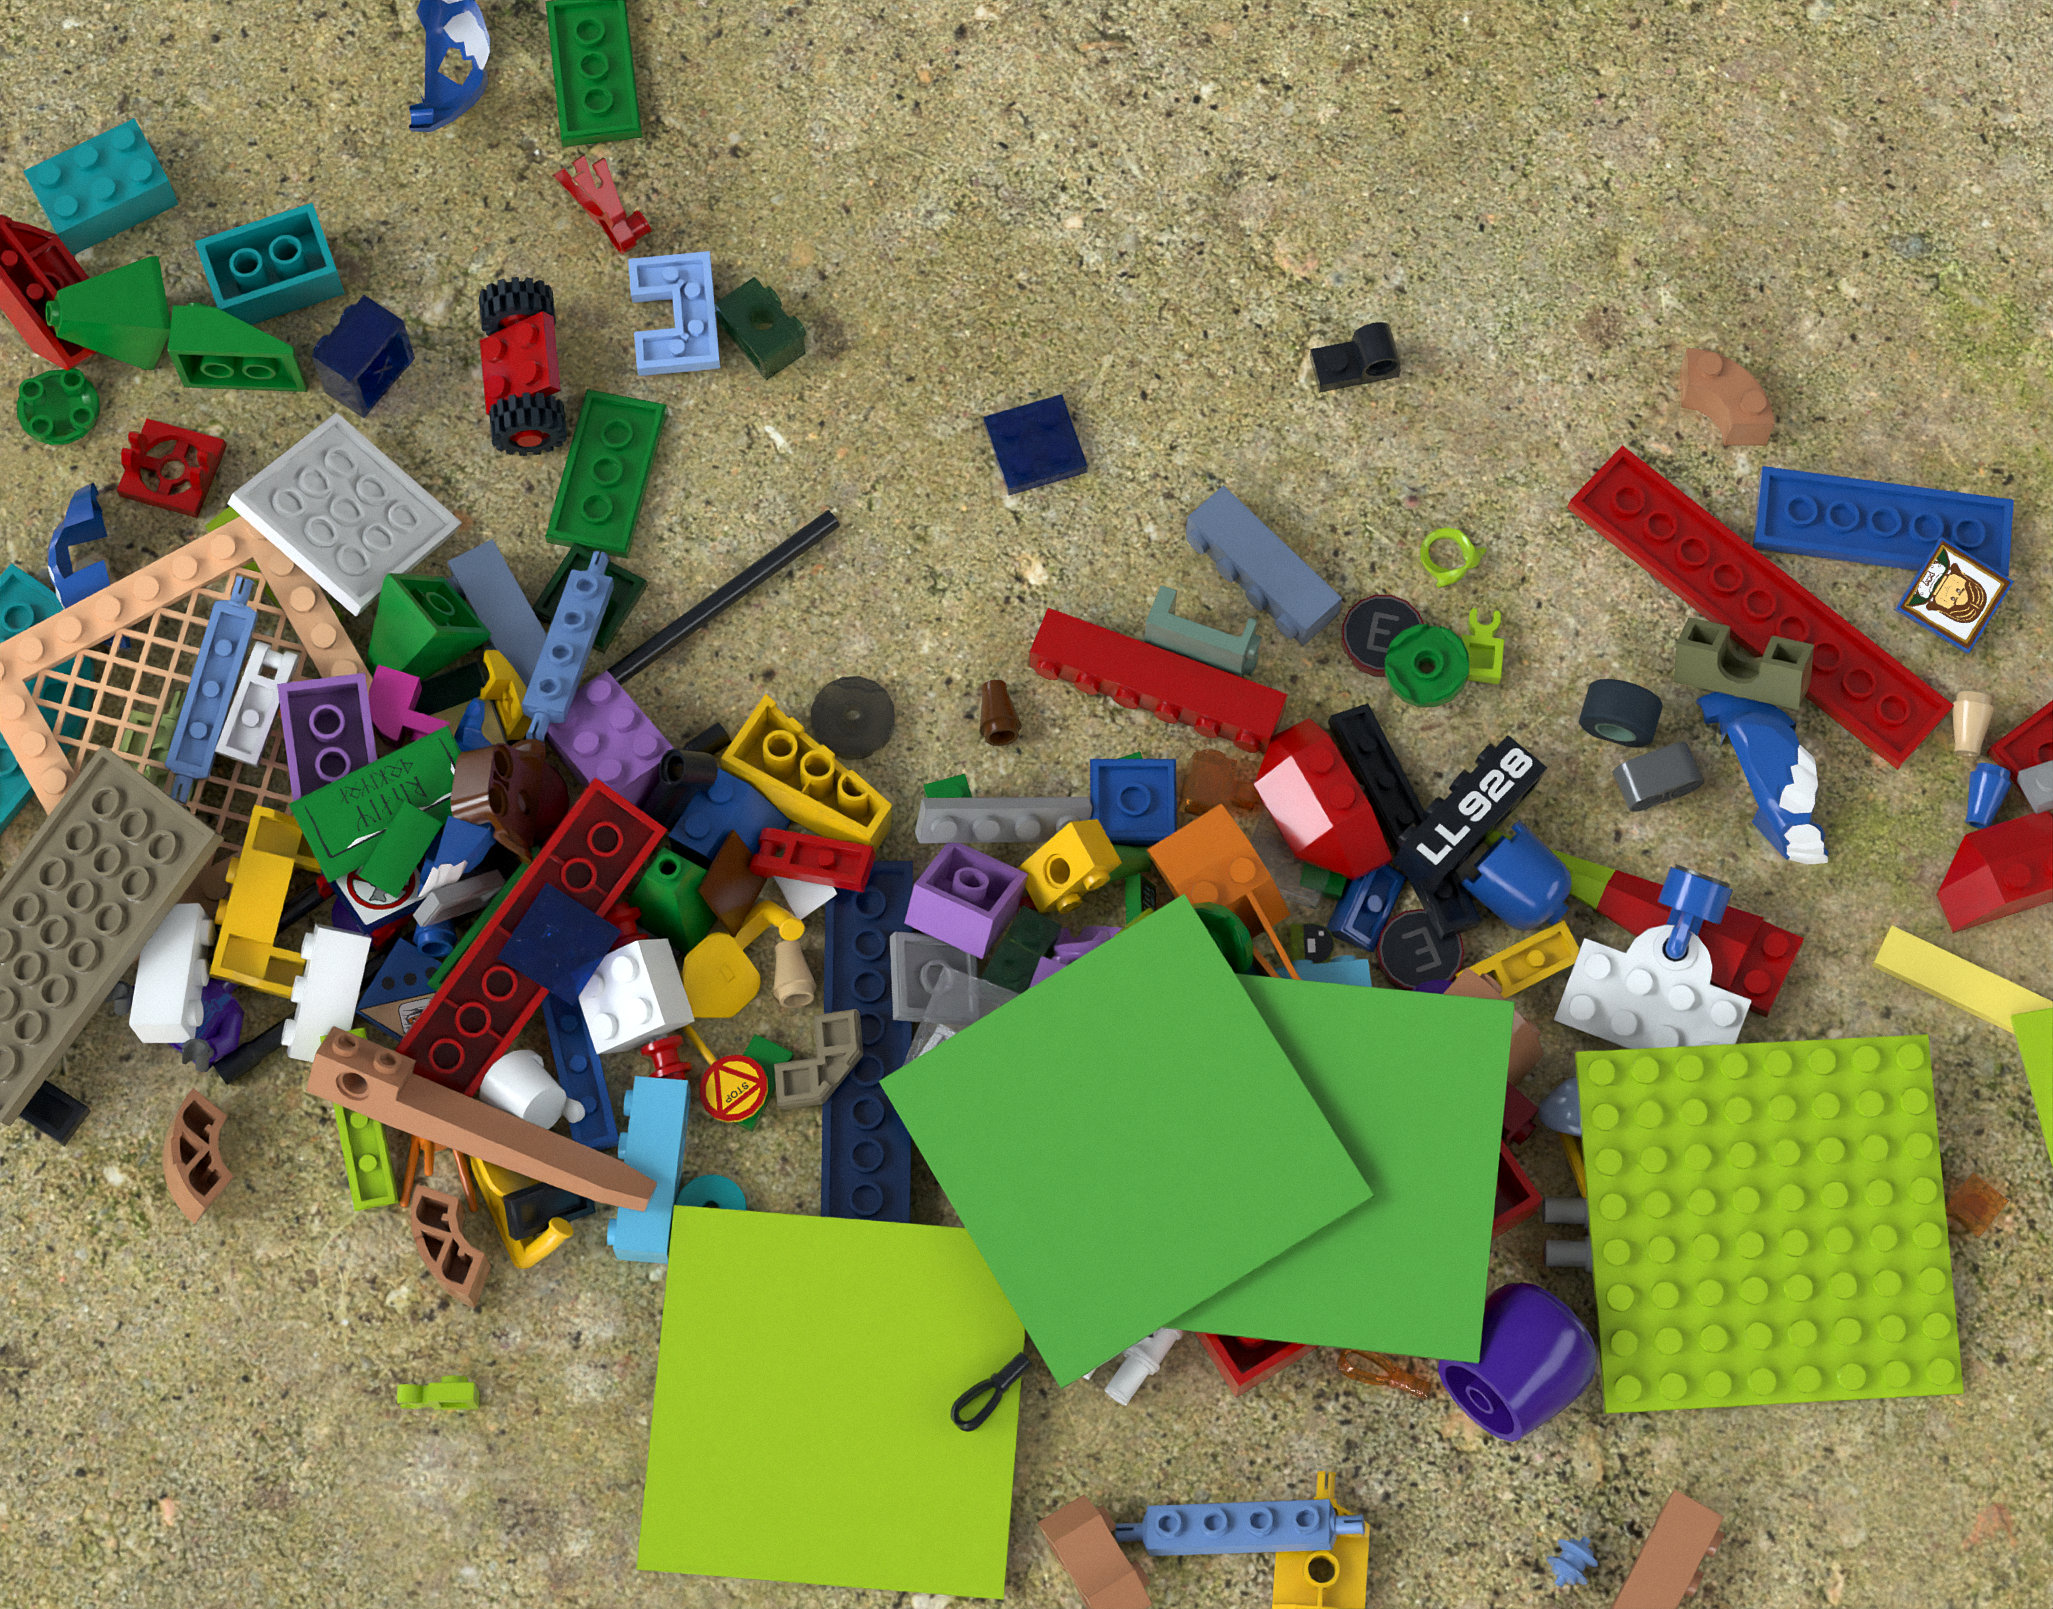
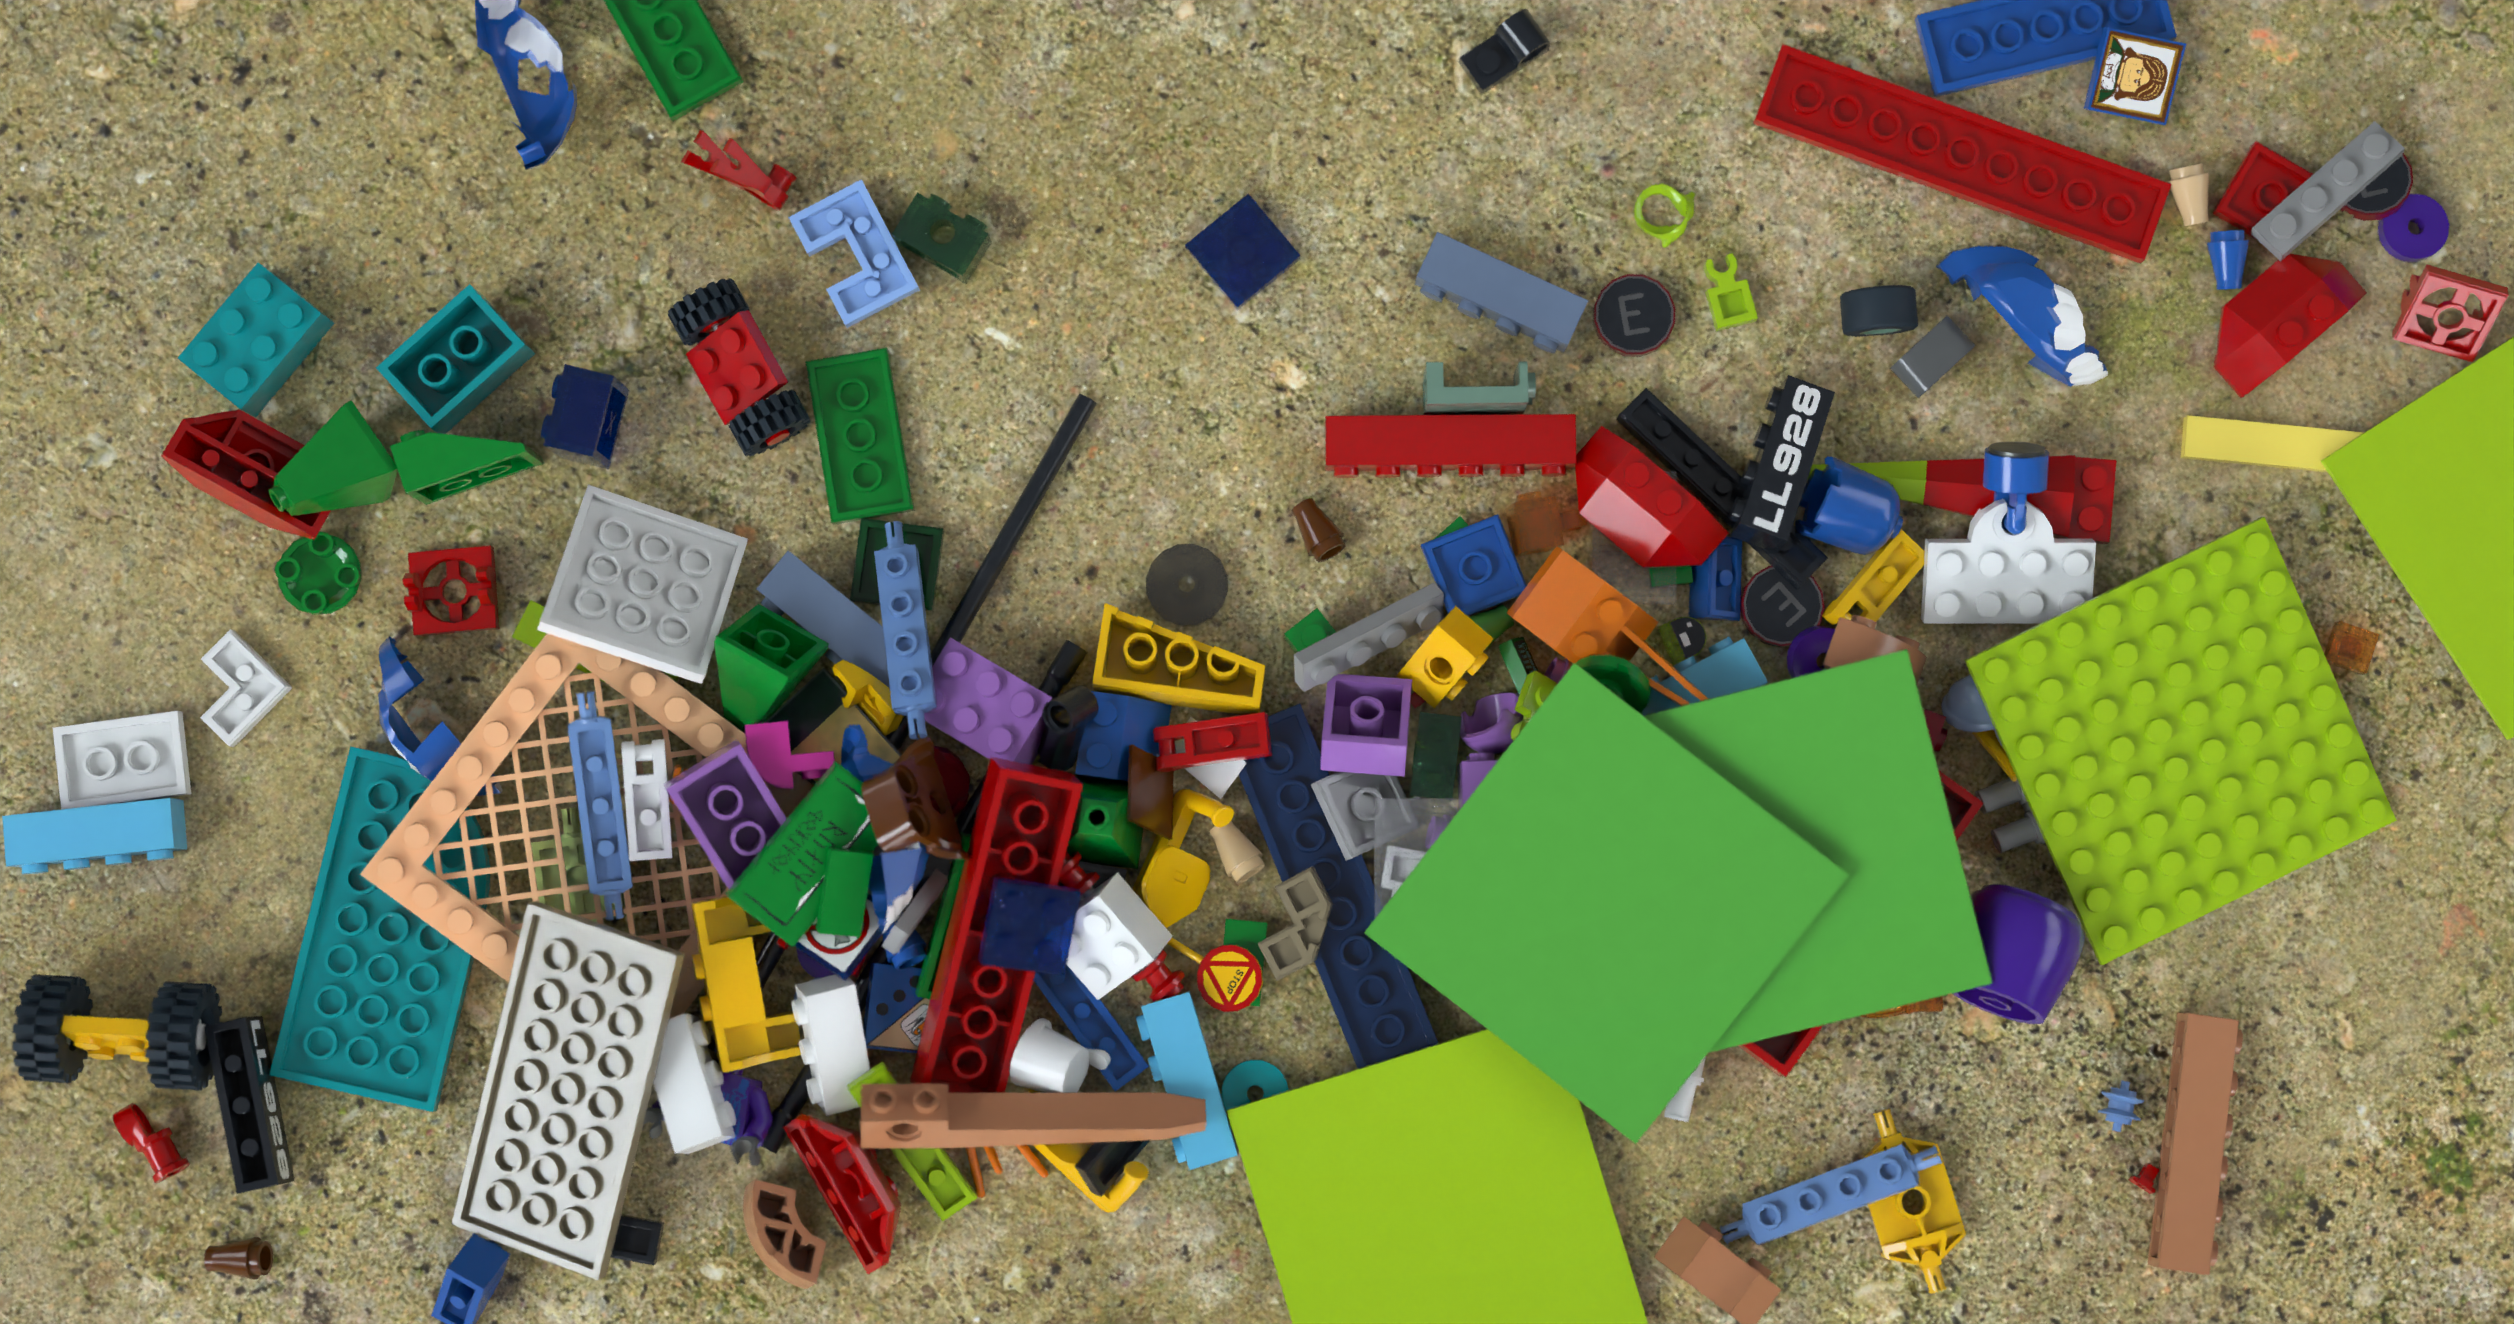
camera: 20 degrees left, 15 degrees up
(282, 1133) = (851, 1185): none -> red wedge
(441, 1242) = (1039, 1226): nougat brick -> none
(1000, 1381) = (1577, 1153): black piece -> none
(1421, 646) = (1691, 311): green plate -> none
(1711, 663) = (1945, 230): olive arch -> none

